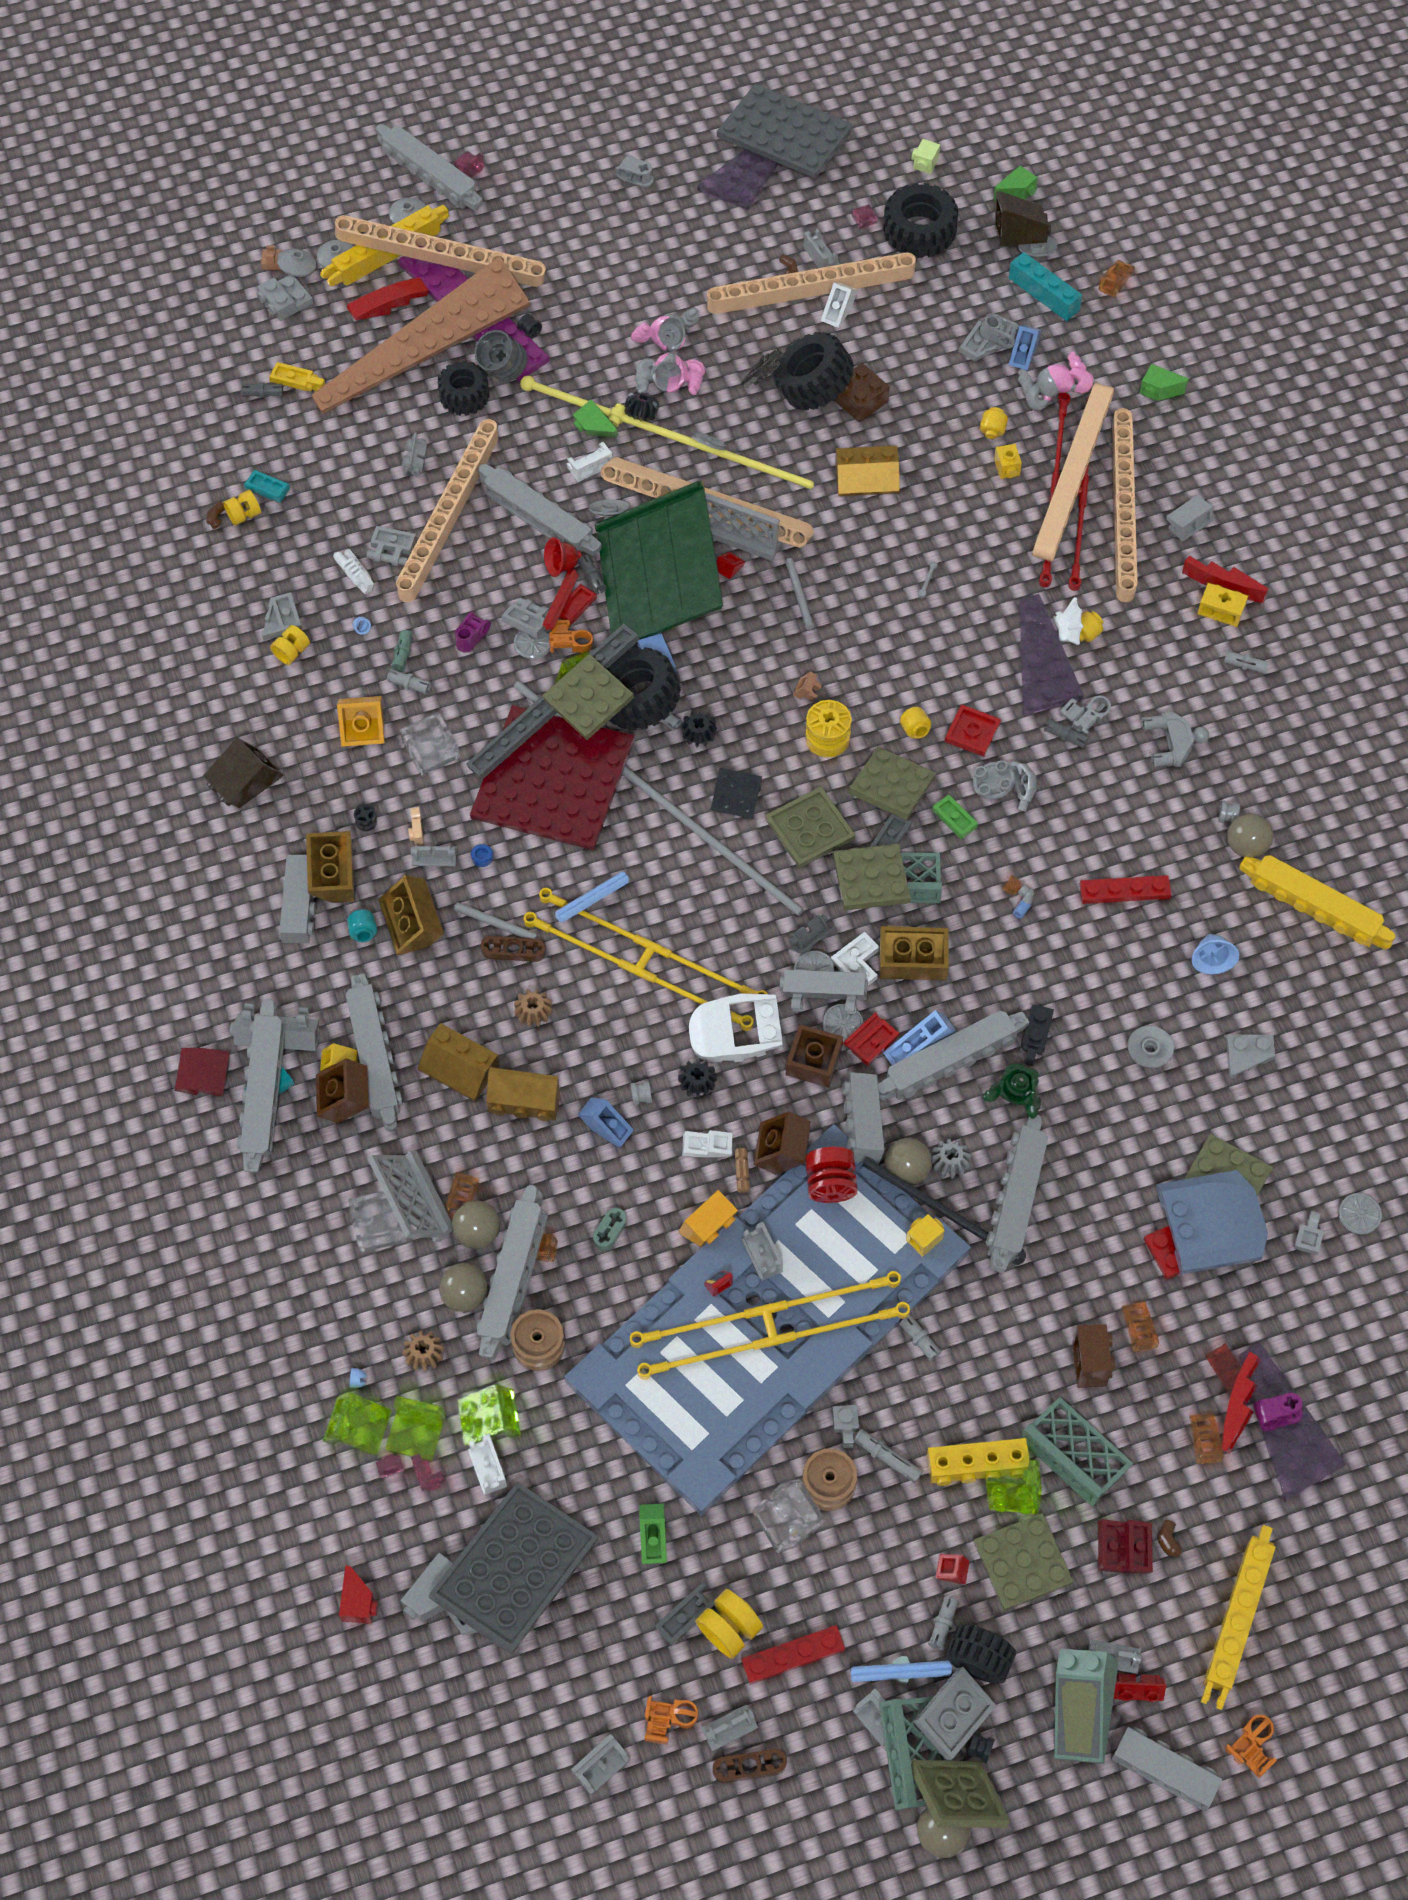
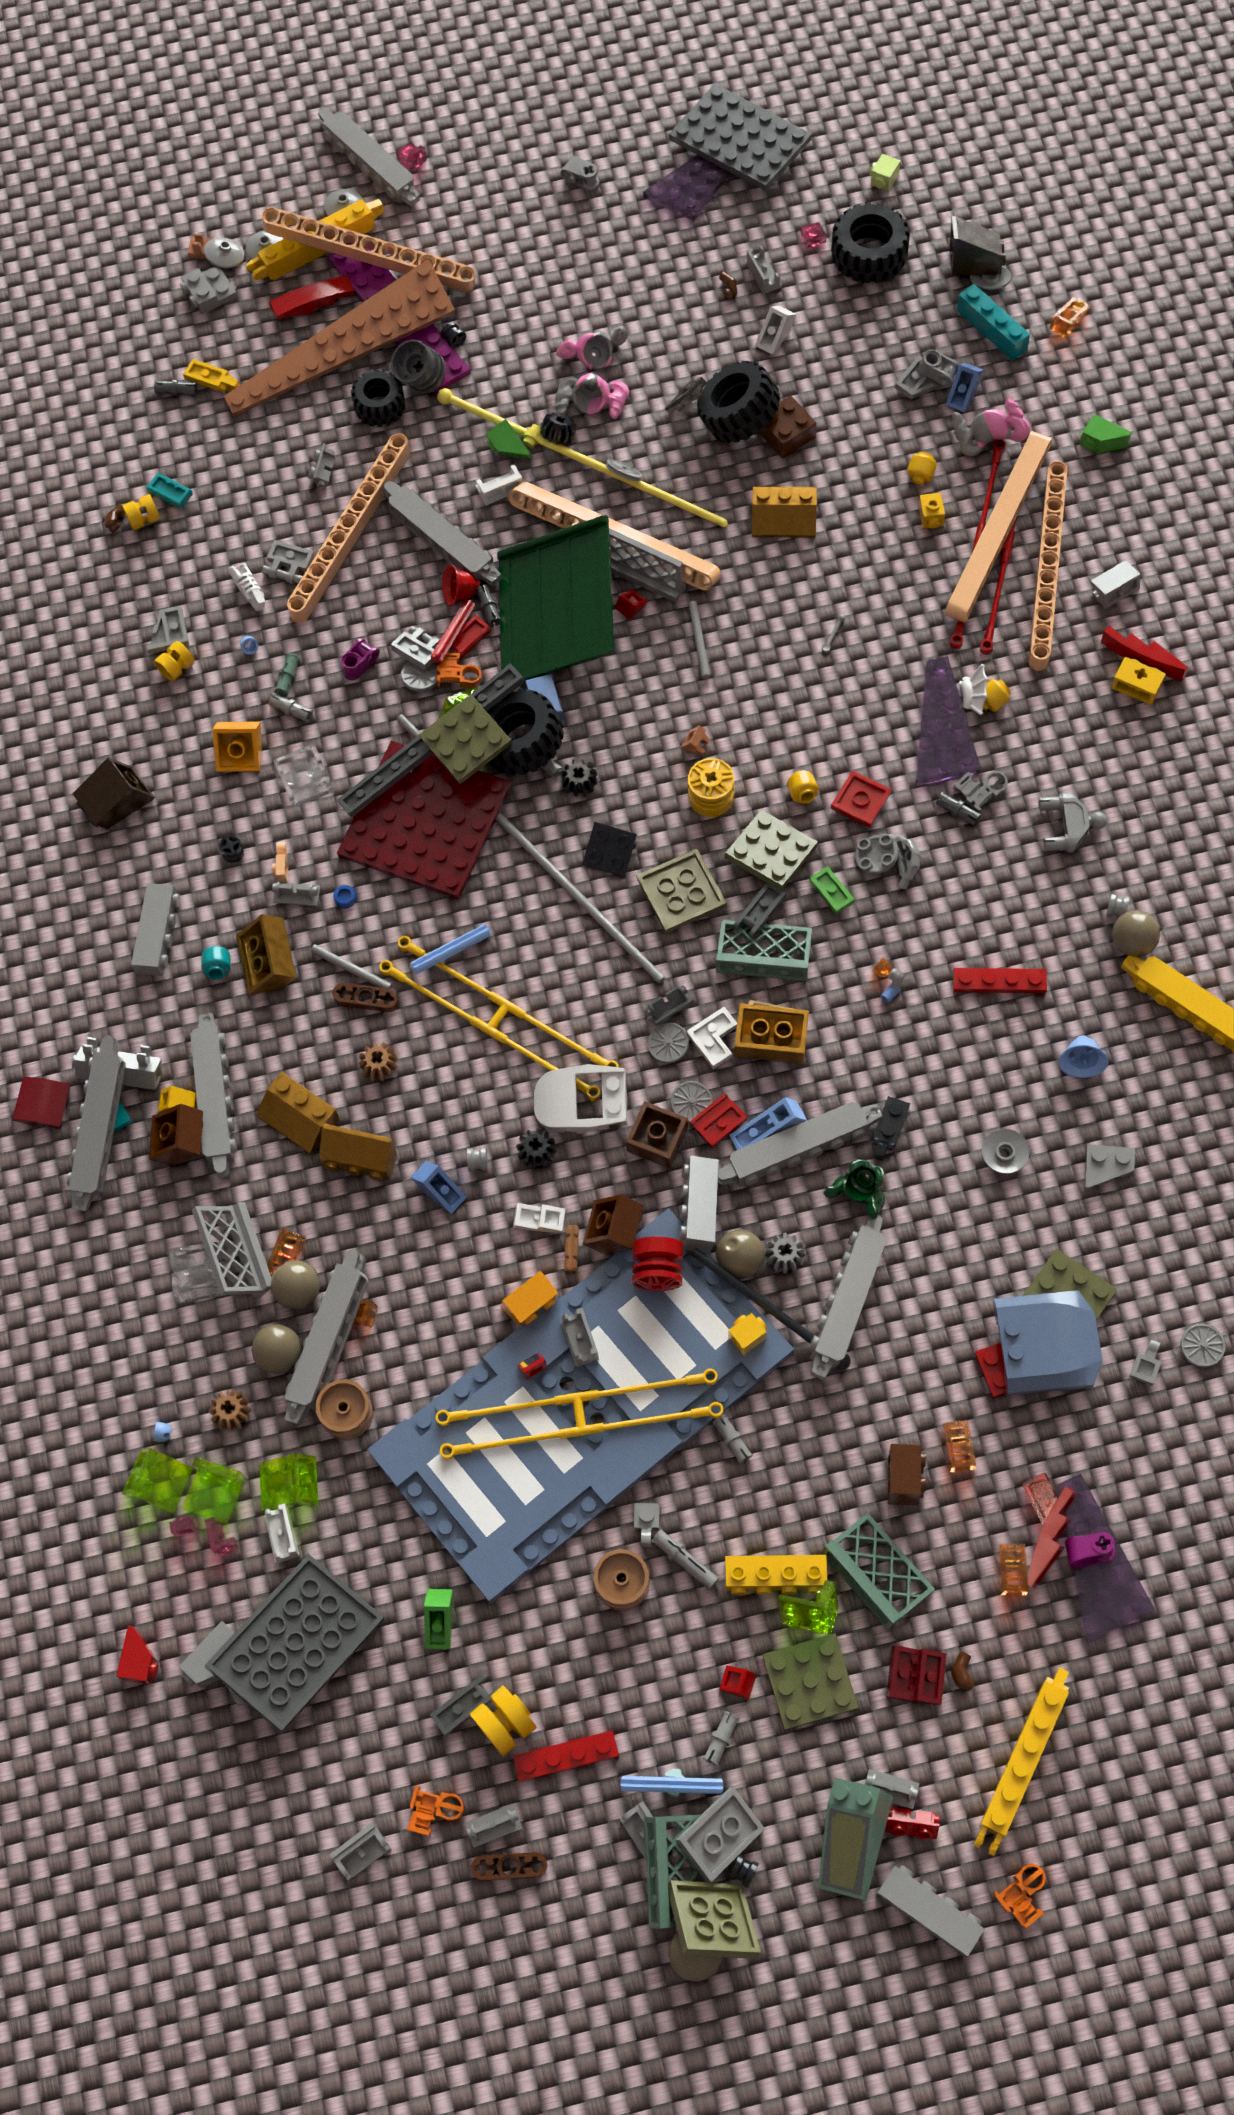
camera: 10 degrees right, 5 degrees up
(330, 866) = (189, 898): pearl gold slope -> none
(605, 1226) = (435, 1302): sand green beam -> none
(609, 507) = (513, 535): light grey dish -> none
(788, 1516) = (575, 1614): clear piece -> none
(810, 283) = (748, 304): light nougat beam -> none
(824, 985) = (677, 1061): light grey brick -> none
(871, 877) = (736, 950): olive plate -> none
(981, 1653) = (753, 1776): black tyre -> none
(1018, 183) = (978, 208): bright green slope -> none
(1260, 666) = (1142, 738): light grey pin -> none

